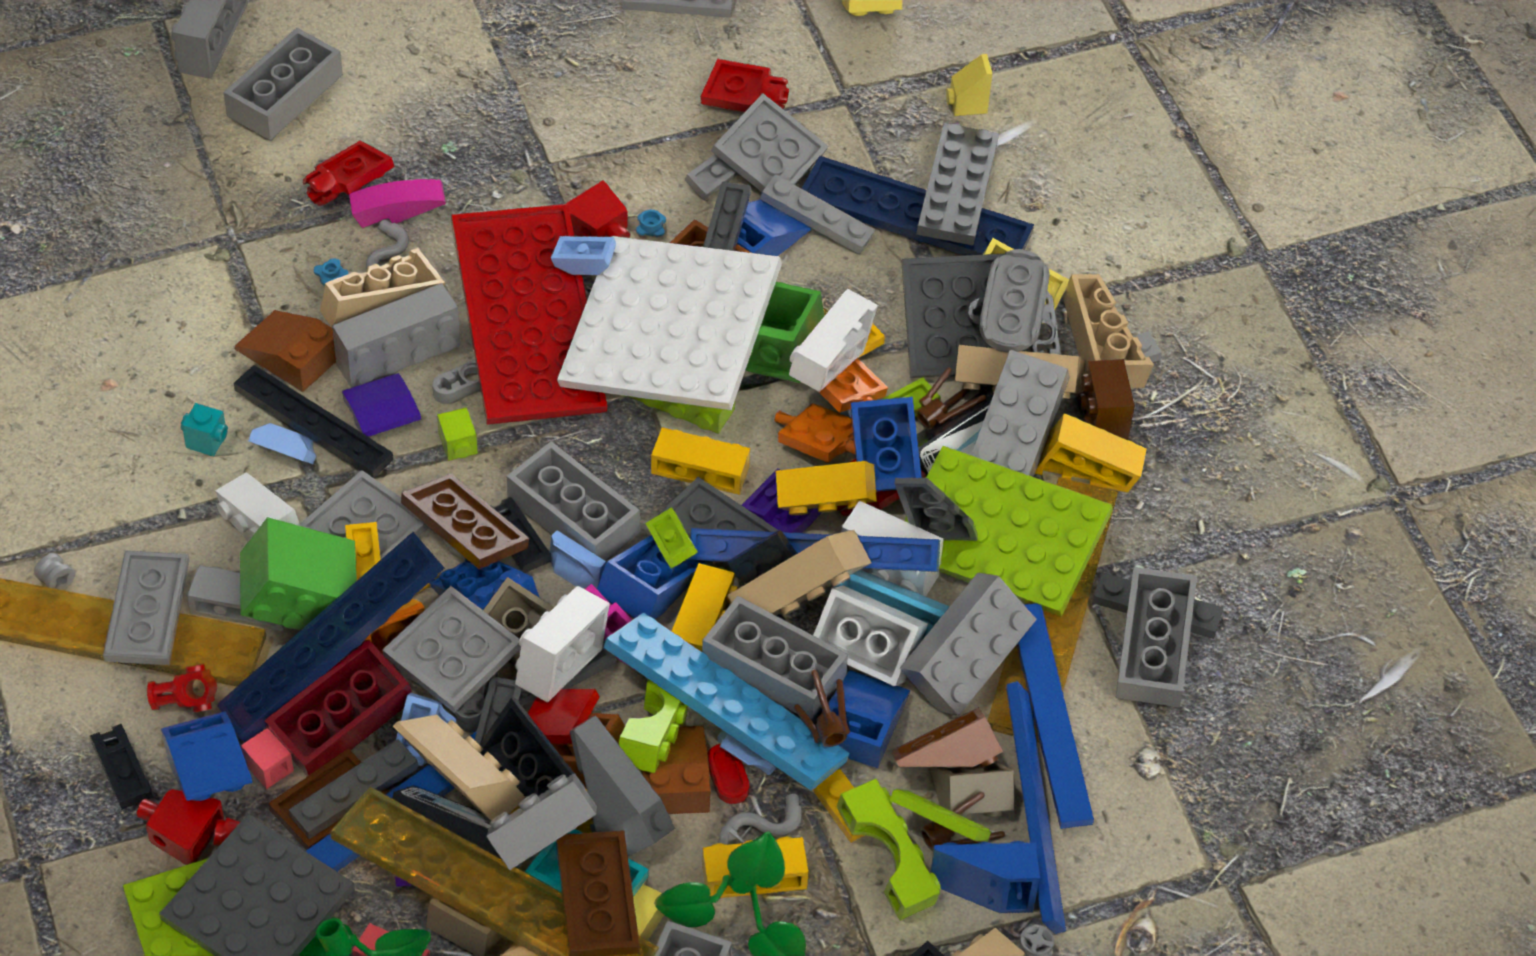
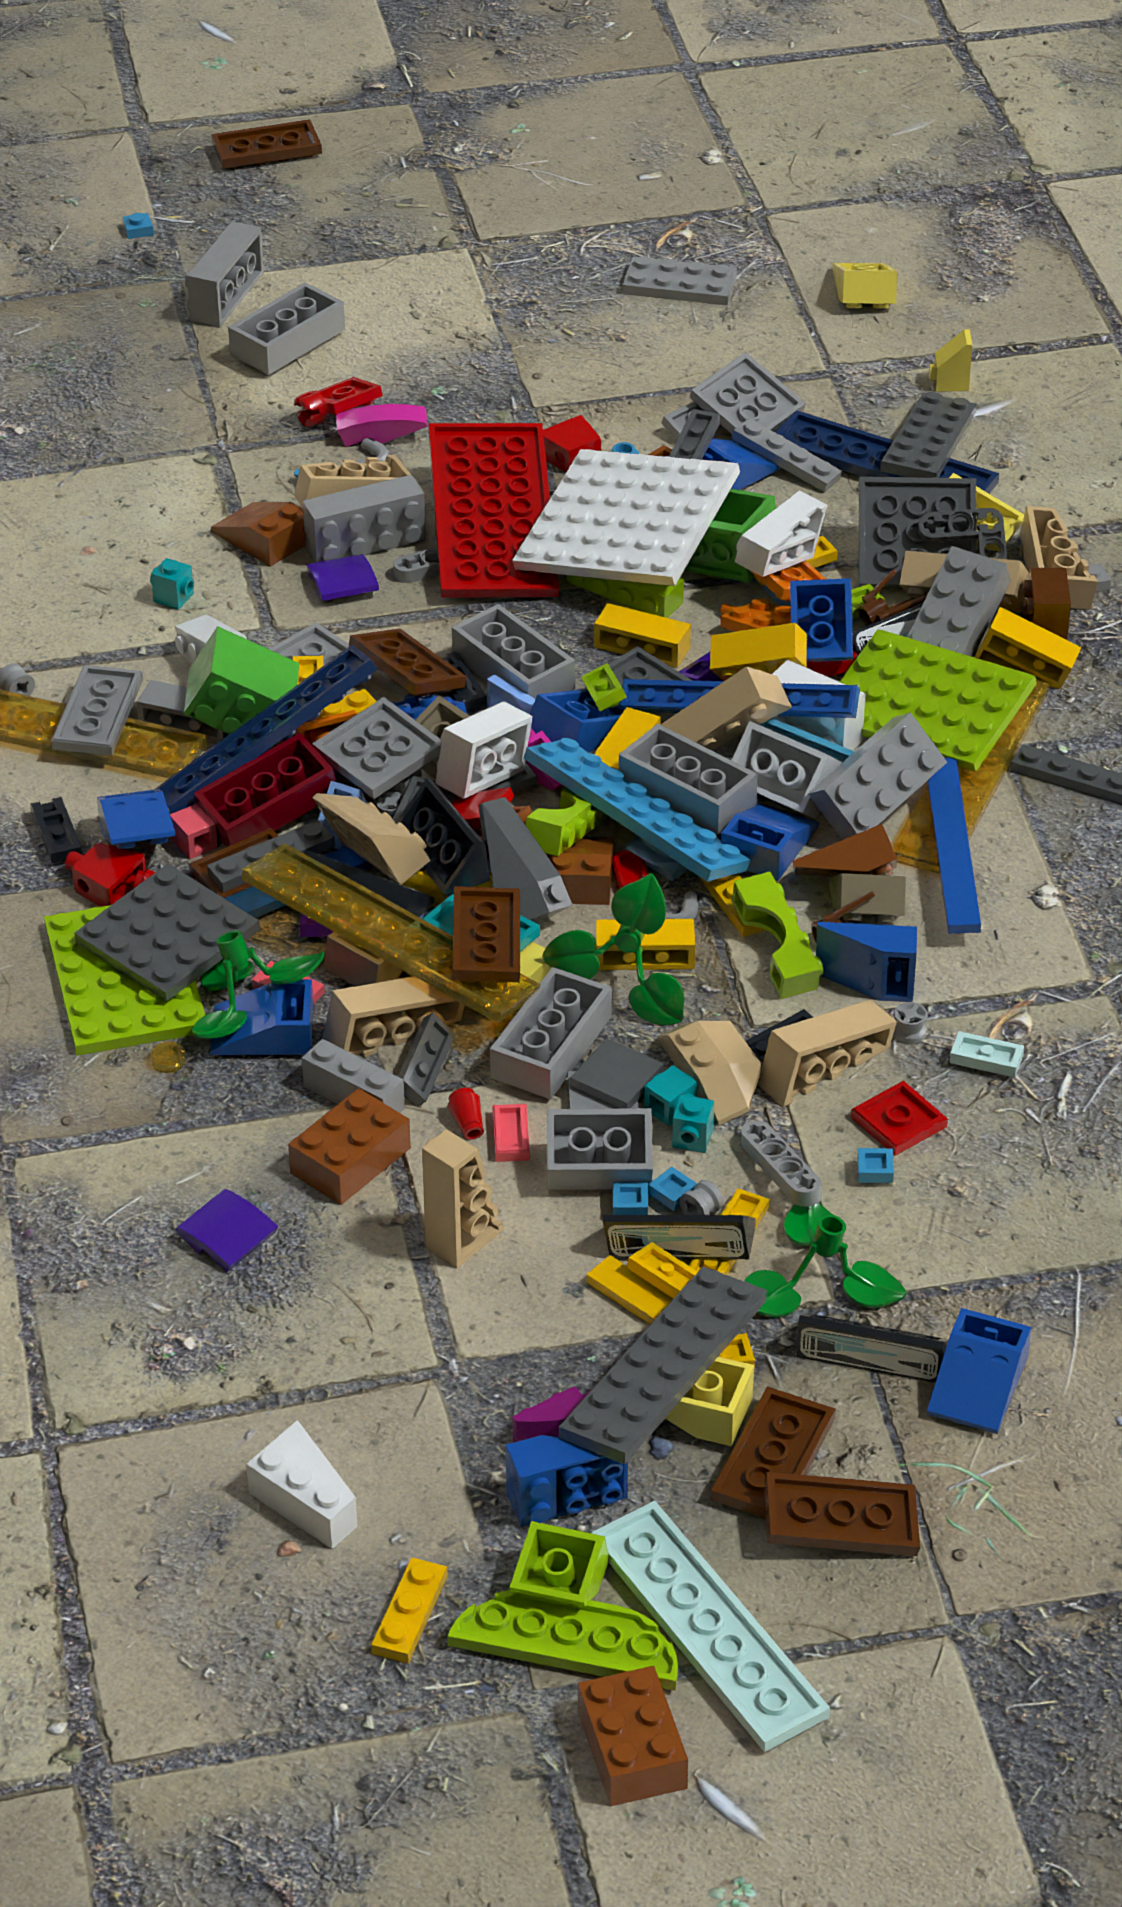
camera: 10 degrees right, 10 degrees down
(183, 691) = (120, 773): red connector -> none
(284, 442) = (244, 596): light blue slope -> none
(313, 421) = (276, 585): black plate -> none
(457, 434) = (411, 601): lime brick -> none
(541, 820) = (440, 867): light grey brick -> none
(583, 254) = (550, 460): light blue slope -> none
(740, 84) = (719, 350): red plate -> none
(762, 557) = (684, 697): black plate -> none
(830, 728) = (732, 830): reddish brown plant -> none
(933, 510) = (855, 662): dark grey wedge -> none
(940, 815) = (827, 903): lime tile -> none
(1014, 301) = (964, 513): light grey tile -> none
(1036, 806) = (926, 914): blue tile -> none
(1156, 637) = (1065, 789): light grey brick -> none

